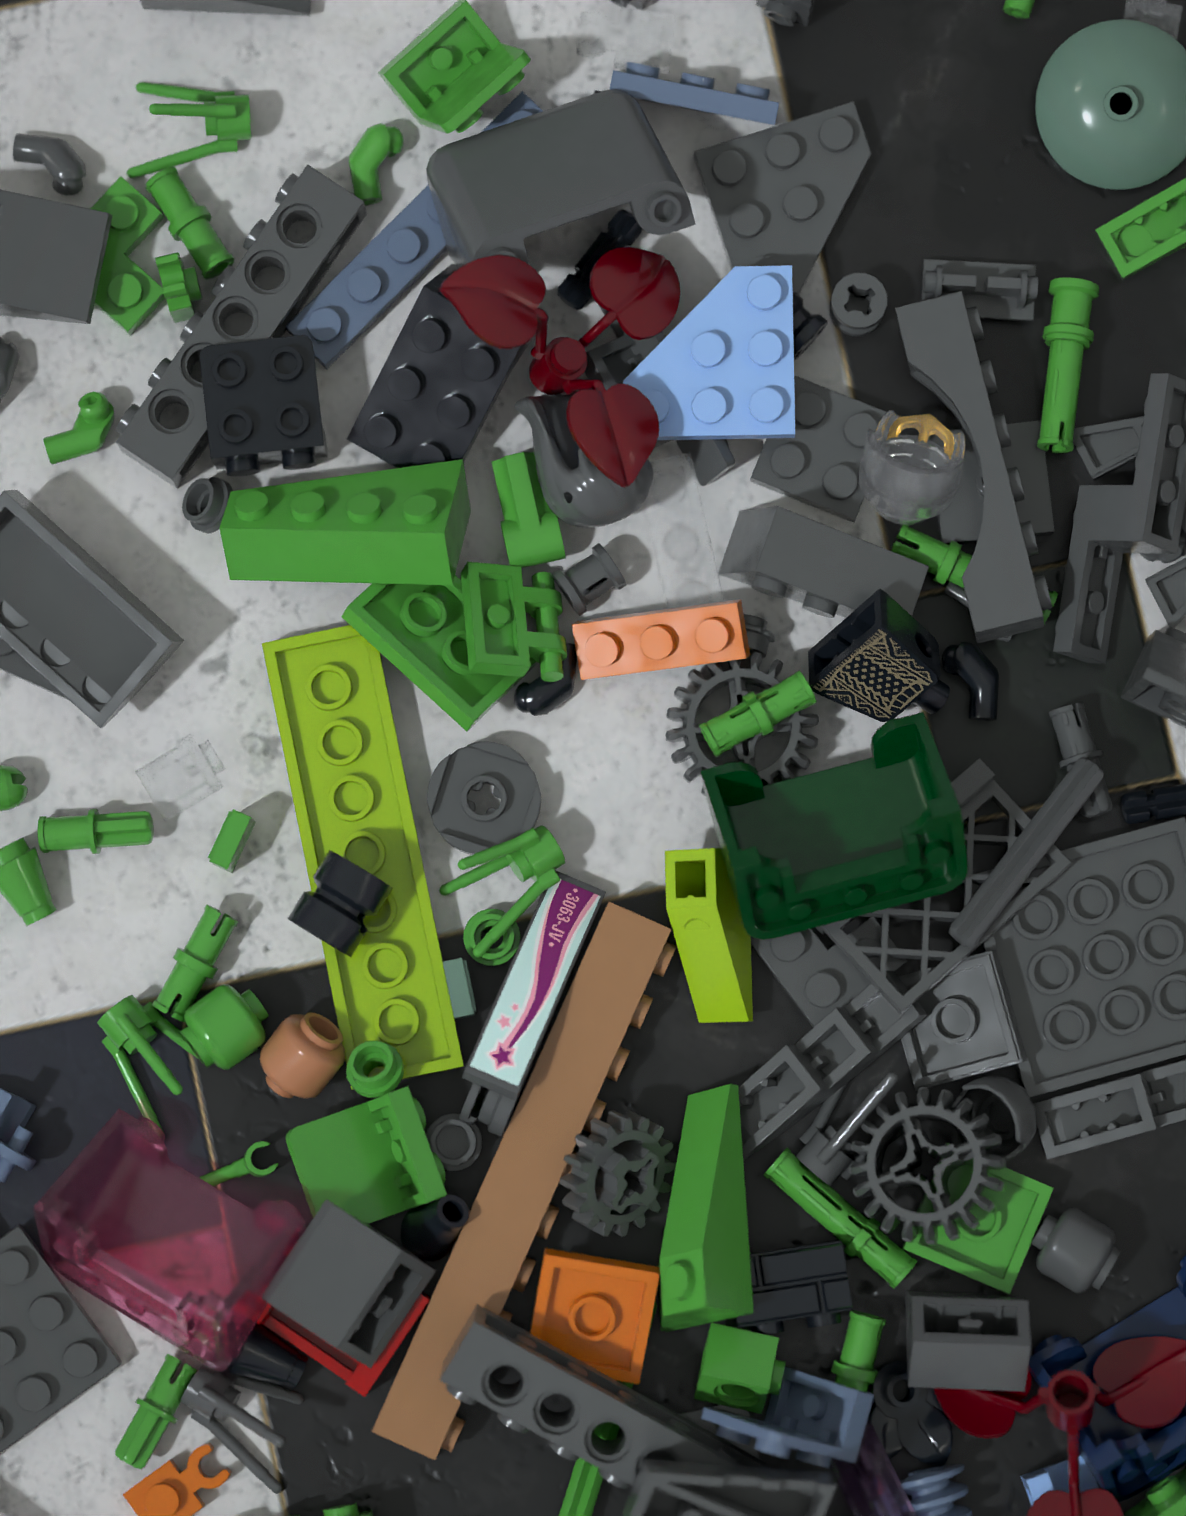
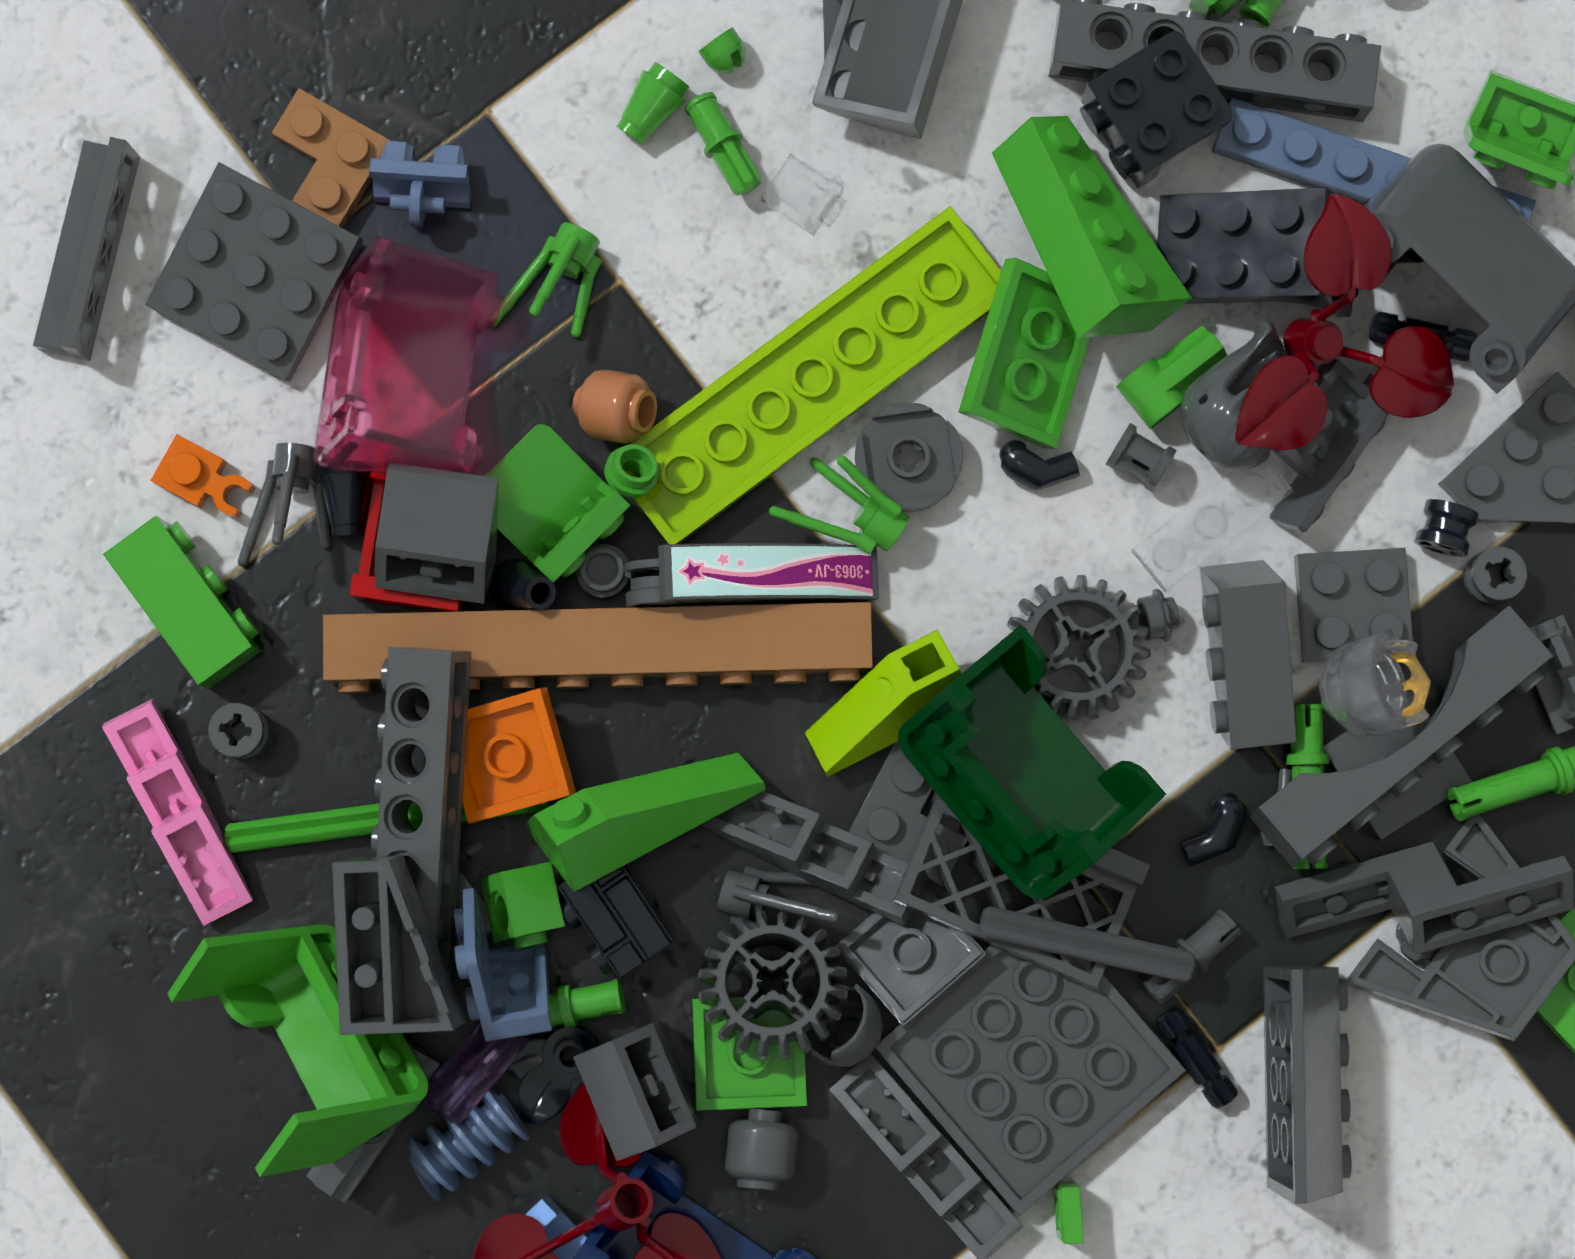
camera: 65 degrees right, 0 degrees up
(154, 1413) = (256, 427): bright green axle -> none
(195, 962) = (651, 281): bright green pin -> none
(206, 503) = (1047, 100): dark grey plate -> none
(225, 1026) = (609, 330): bright green head -> none
(231, 840) = (769, 261): bright green tile -> none
(239, 1168) = (496, 401): bright green hand -> none
(340, 903) = (758, 373): black wheel -> none
(367, 157) = (1411, 96): bright green arm -> none
(460, 988) = (736, 513): sand green tile -> none
(474, 930) = (798, 504): bright green plate -> none
(497, 624) = (1065, 393): bright green plate -> none
(617, 1173) = (640, 720): dark grey gear -> none
(661, 639) = (1119, 542): orange plate -> none
(727, 362) = (1388, 482): light blue plate -> none
(758, 713) = (1095, 653): bright green pin -> none
(841, 1218) = (693, 933): bright green pin -> none
(879, 662) = (1191, 738): black torso -> none

